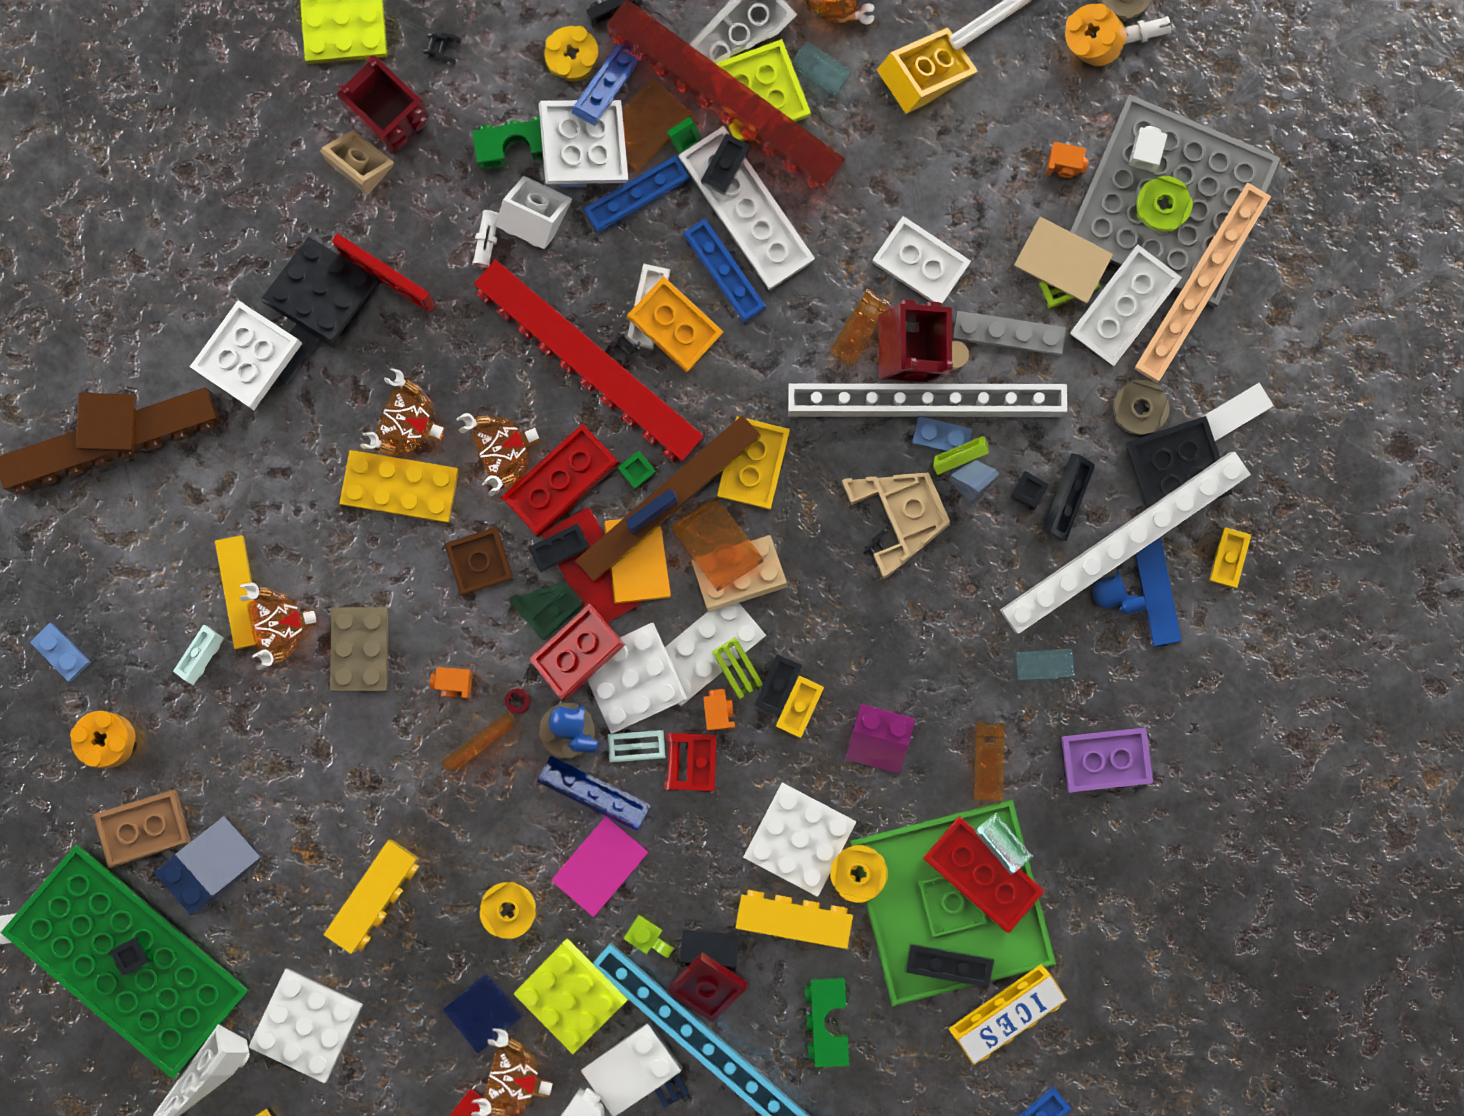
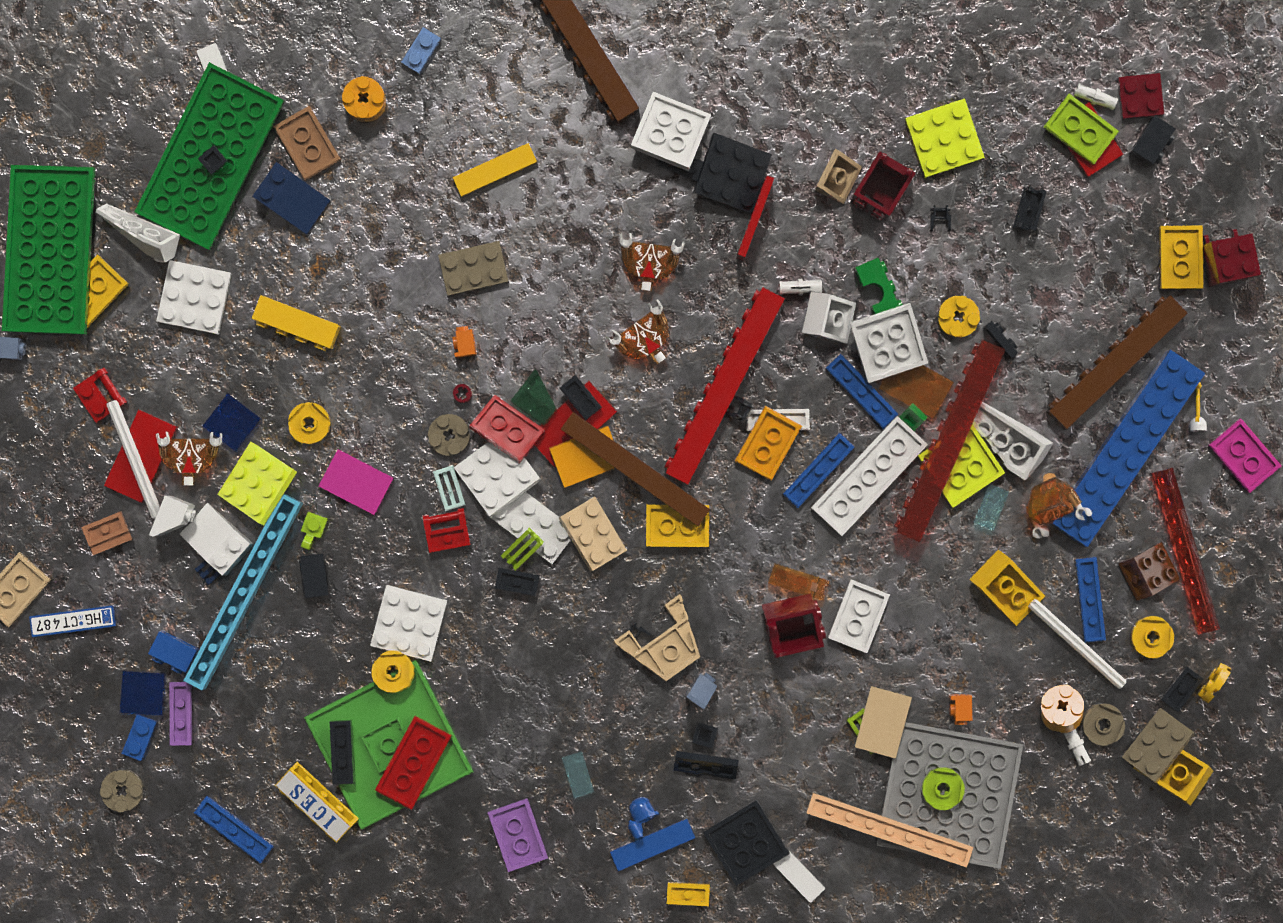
camera: 75 degrees right, 5 degrees up
(106, 421) = (595, 42): reddish brown tile -> none
(198, 654) = (442, 152): light aqua plate -> none
(275, 623) = (476, 203): clear orange torso -> none
(399, 486) = (600, 268): yellow plate -> none
(479, 561) = (558, 340): reddish brown tile -> none
(480, 742) = (424, 374): clear orange tile -> none
(560, 480) = (631, 385): red tile -> none
(569, 724) = (452, 436): blue piece -> none
(593, 793) = (407, 465): clear blue tile -> none
(605, 85) = (936, 349): blue tile -> none
(636, 470) = (652, 440): green plate -> none
(651, 511) = (620, 459): dark blue tile -> none
(707, 987) = (286, 580): dark red plate -> none
(717, 544) = (610, 513): clear orange tile -> none
(718, 710) = (488, 542): orange brick -> none
(725, 164) = (897, 453): black plate -> none
(794, 921) = (348, 632): yellow brick -> none
(799, 706) = (505, 601): yellow plate -> none
(827, 1048) = (263, 677): green arch -> none
(880, 738) = (495, 665): magenta slope -> none
(927, 400) = (753, 644): white brick -> none
(939, 434) = (730, 660): medium blue plate -> none
(959, 354) = (794, 660): tan tile -> none
(961, 455) = (717, 678): lime tile -> none
(989, 762) = (496, 748): clear orange plate -> none
(1003, 843) = (438, 772): clear light blue tile -> none
(1009, 333) = (820, 693): light grey plate -> none
(1125, 305) = (859, 776): white plate -> none
(1125, 542) = (679, 813): white brick -> none
(1127, 416) = (792, 814): dark tan plate -> none
(1148, 148) = (982, 767): white brick -> none

